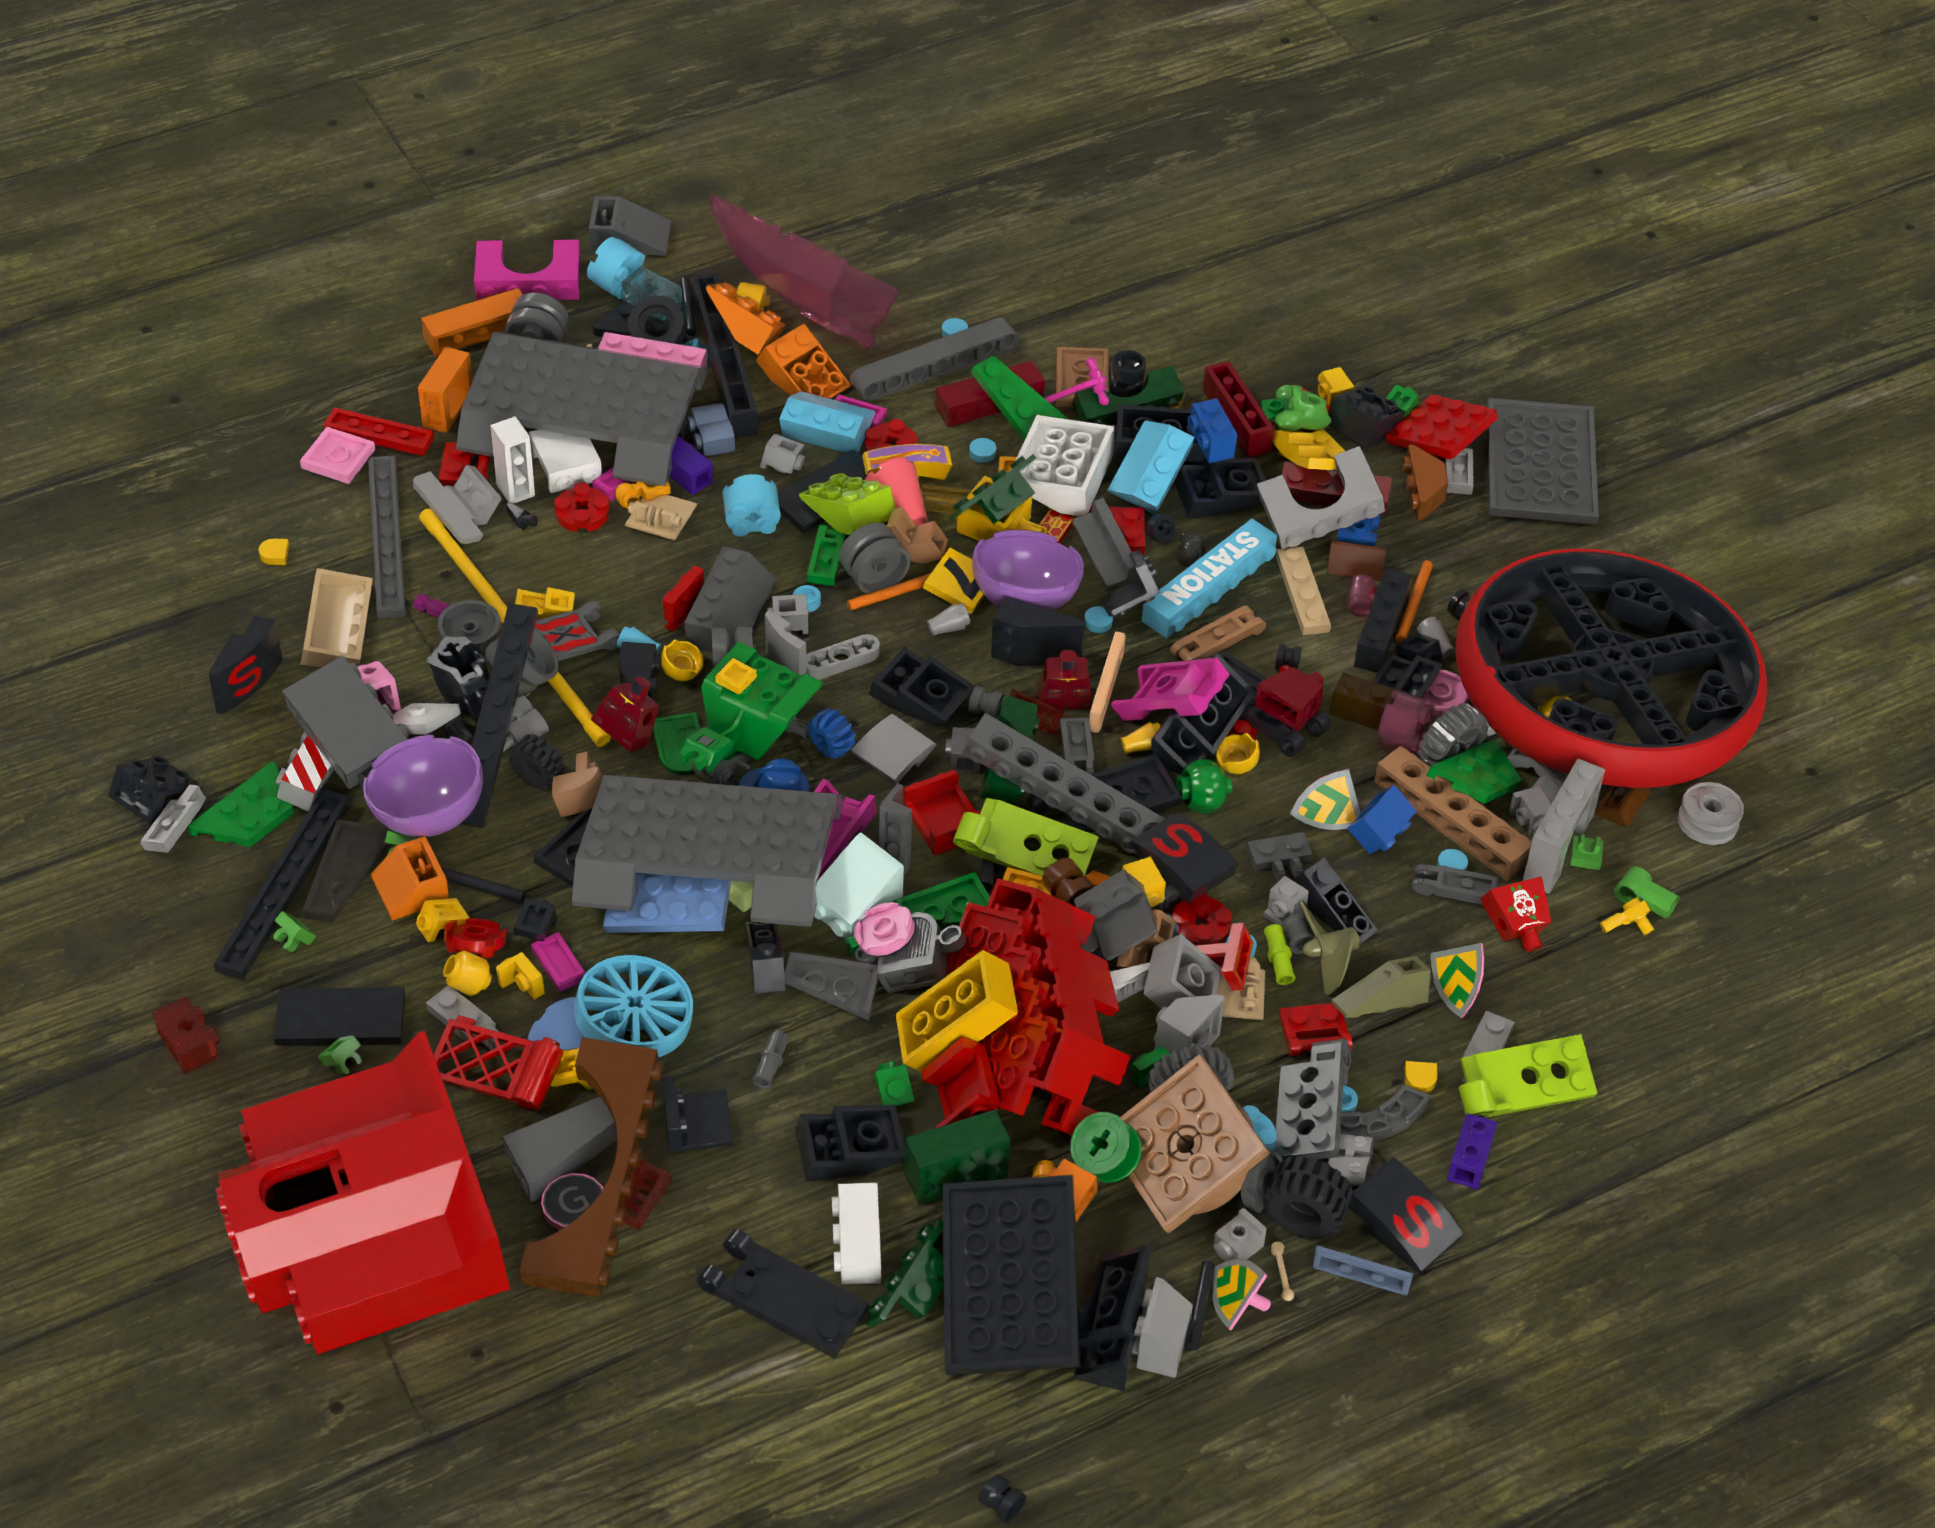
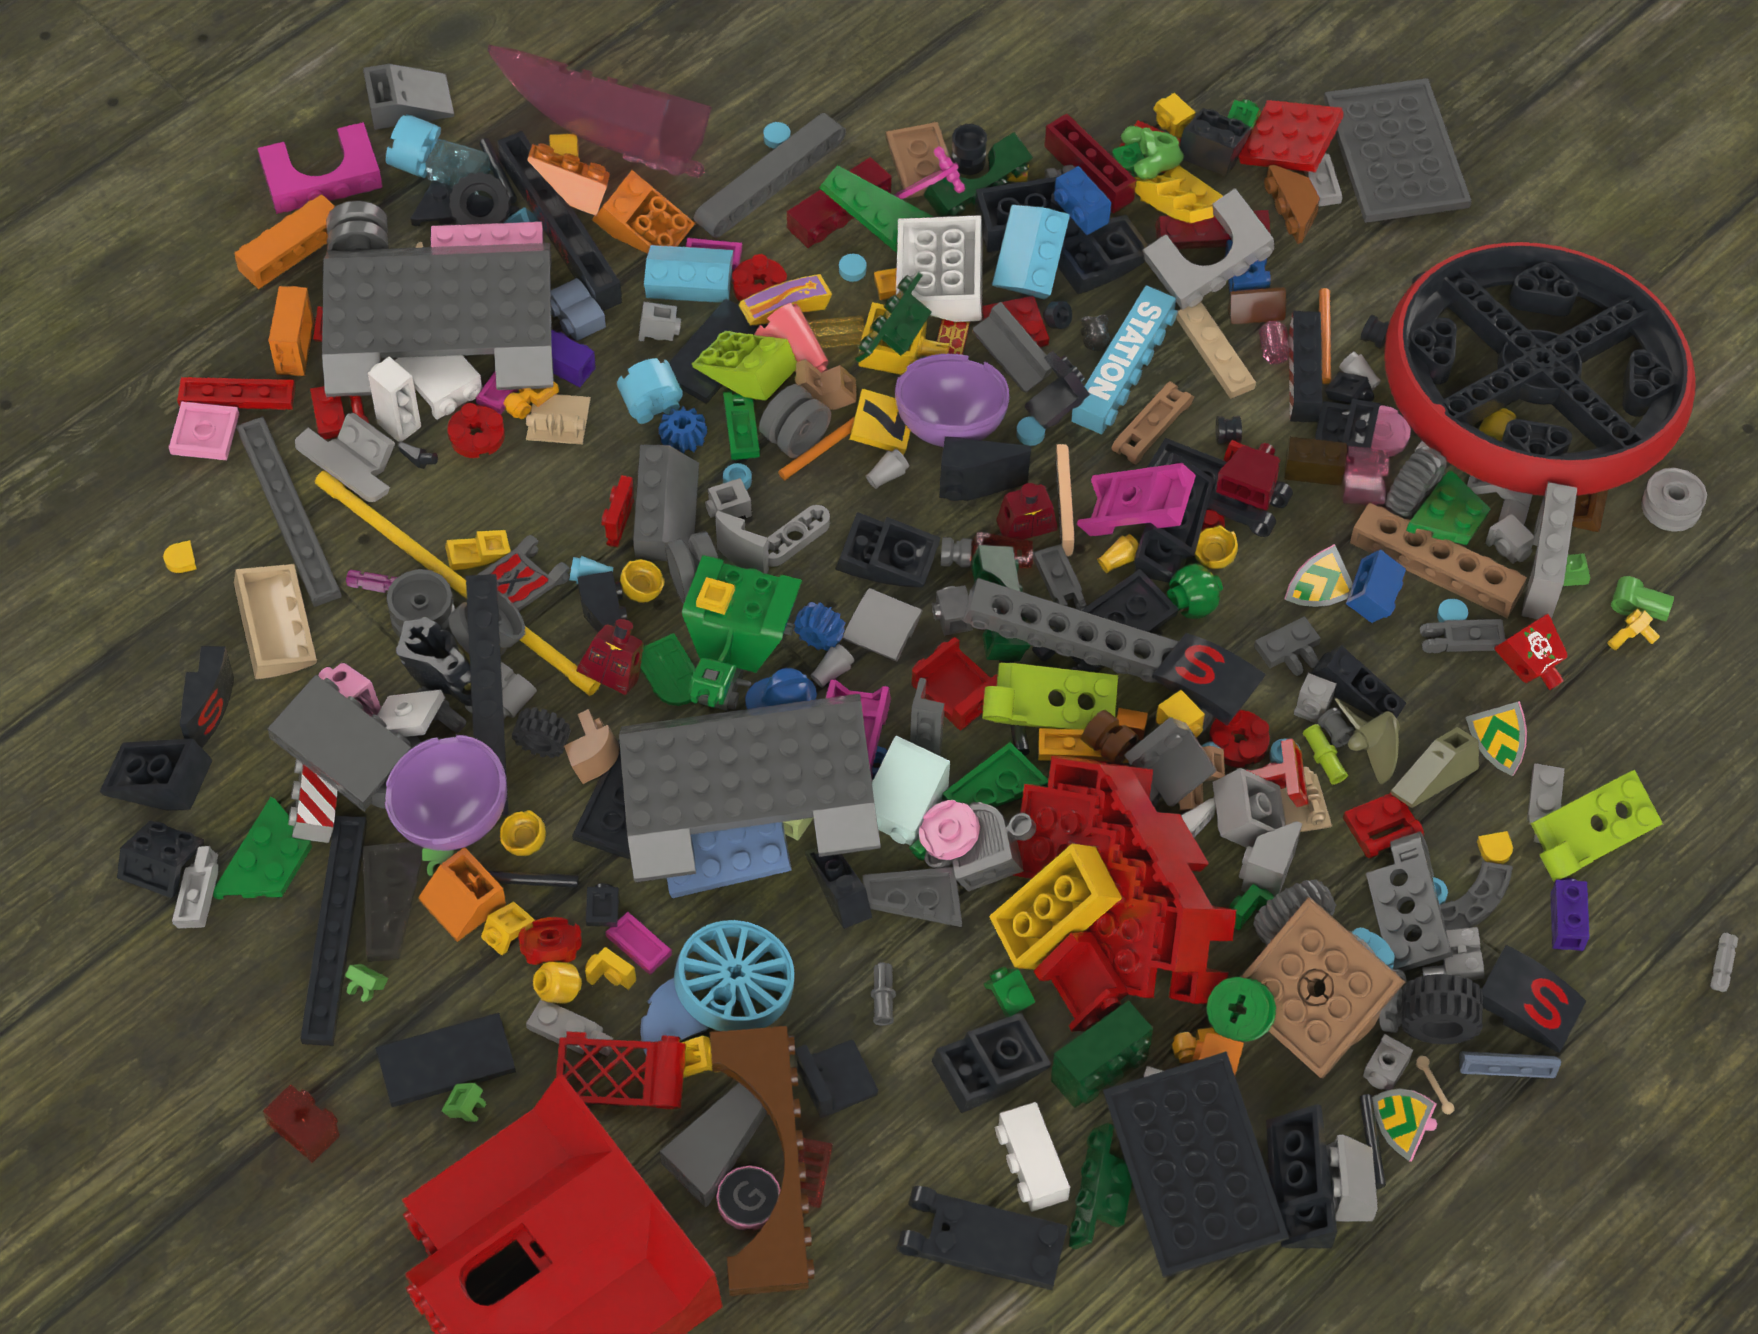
camera: 15 degrees left, 10 degrees up
(180, 718) = (158, 773): none -> black slope
(487, 843) = (522, 833): none -> yellow hair
(771, 546) = (683, 429): none -> blue gear
(834, 769) = (833, 664): none -> light grey cone
(1617, 1232) = (1724, 962): none -> light grey axle

